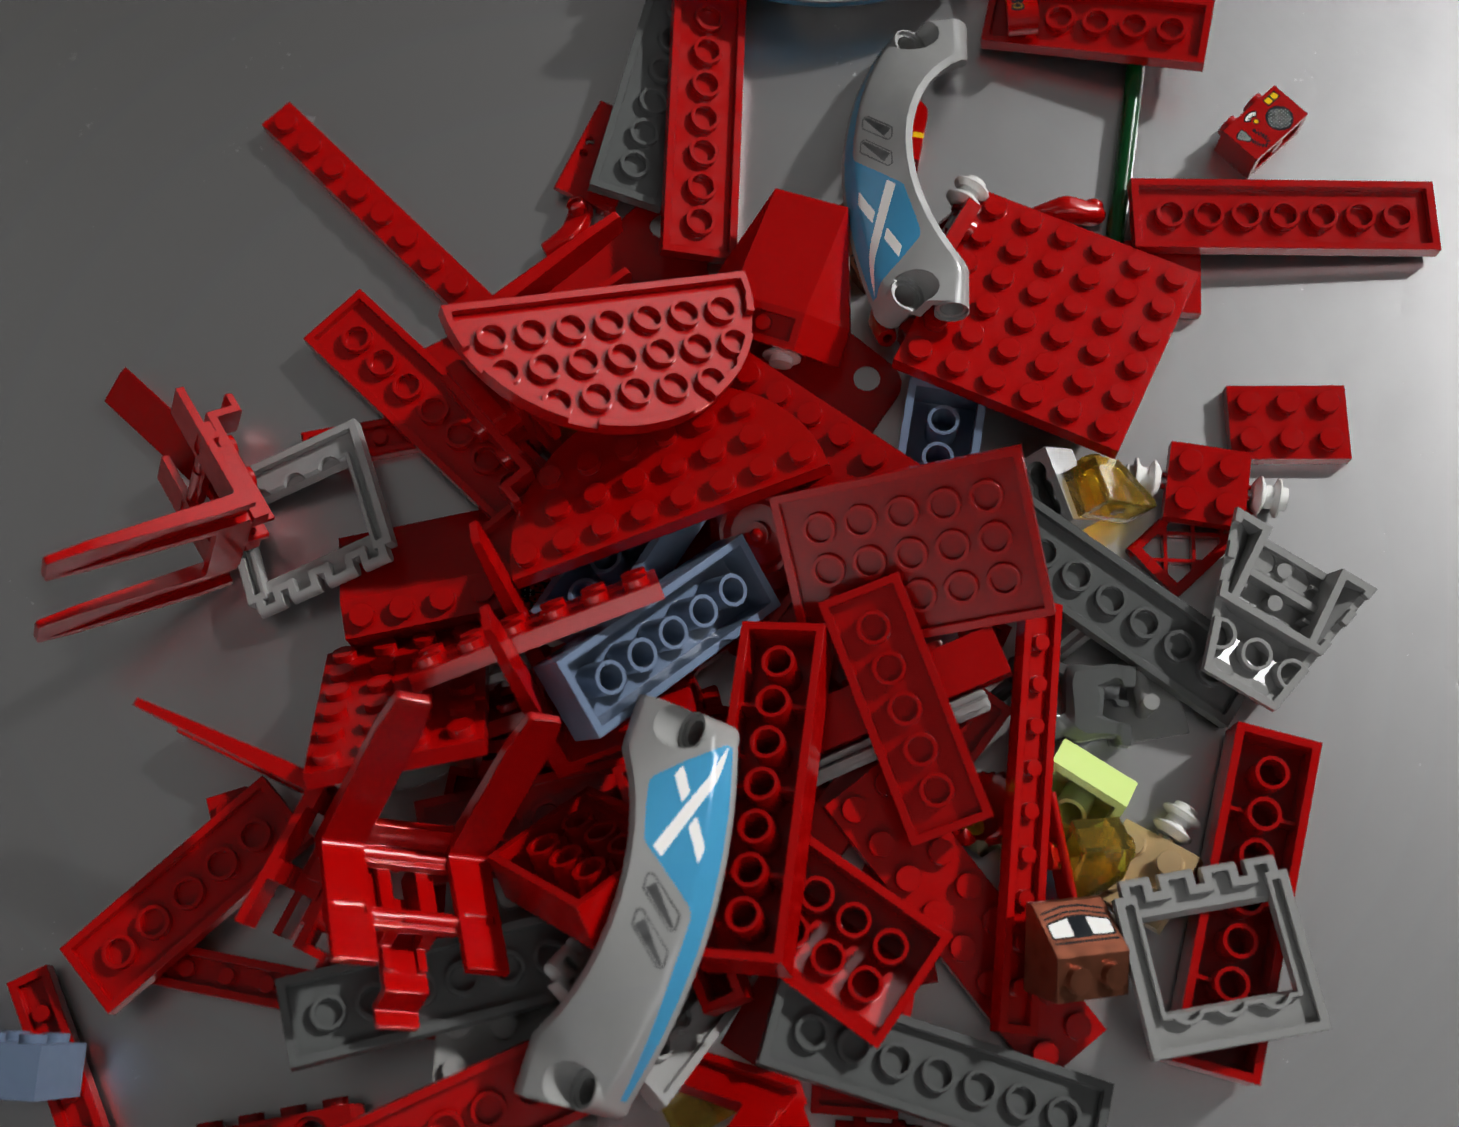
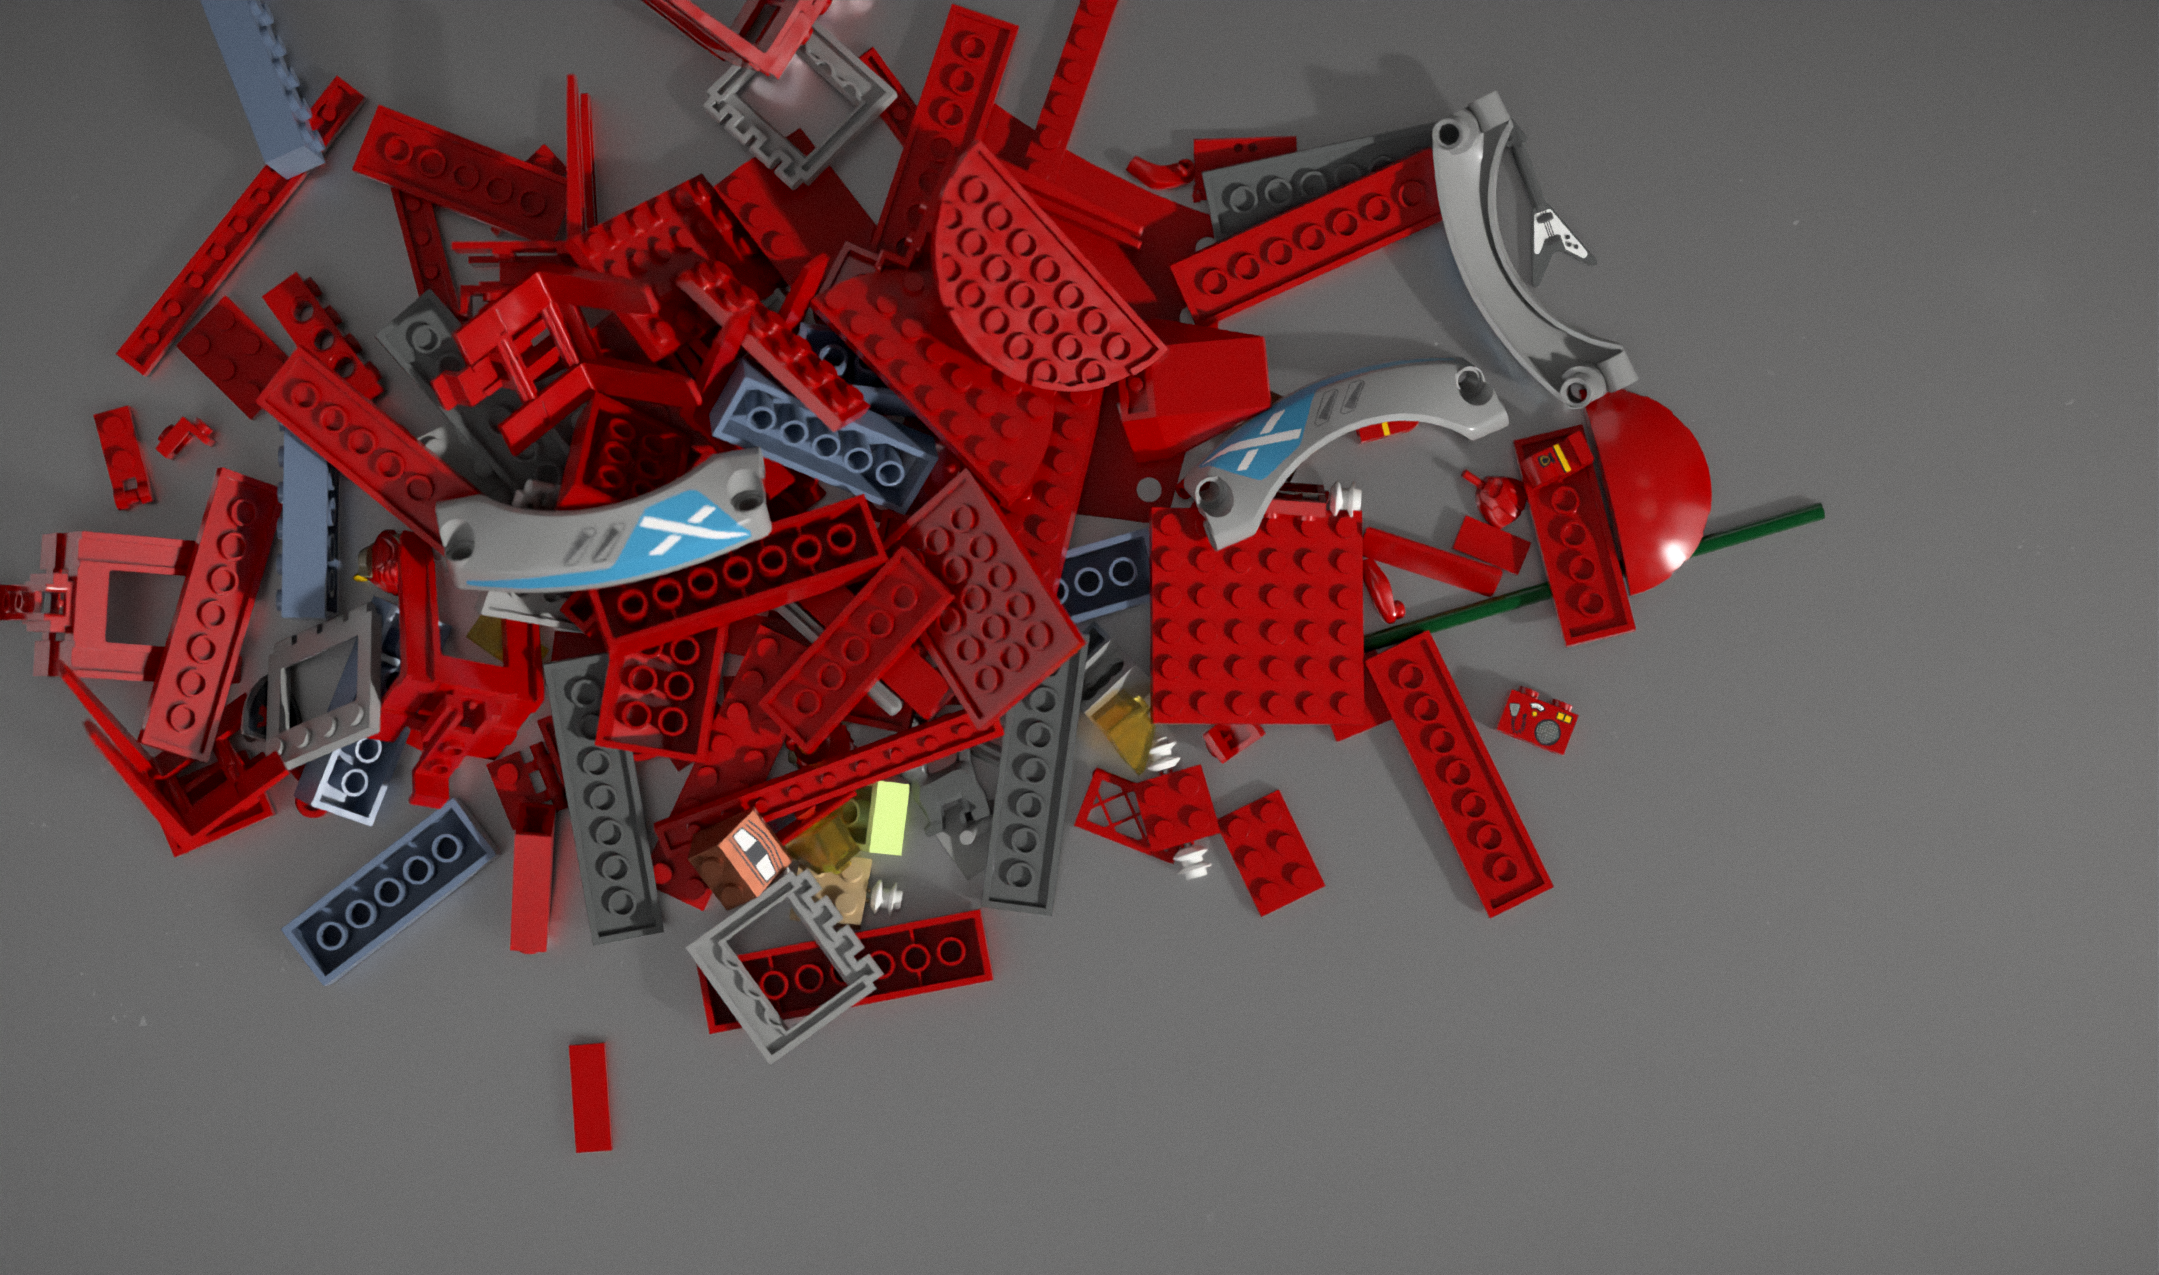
camera: 60 degrees right, 15 degrees up
(1028, 79) = (1498, 498): none -> red piece
(1063, 154) = (1430, 562): none -> red slope
(1069, 103) = (1491, 545): none -> red tile
(1157, 405) = (1228, 740): none -> red bracket
(1273, 614) = (1086, 903): light grey wedge -> none

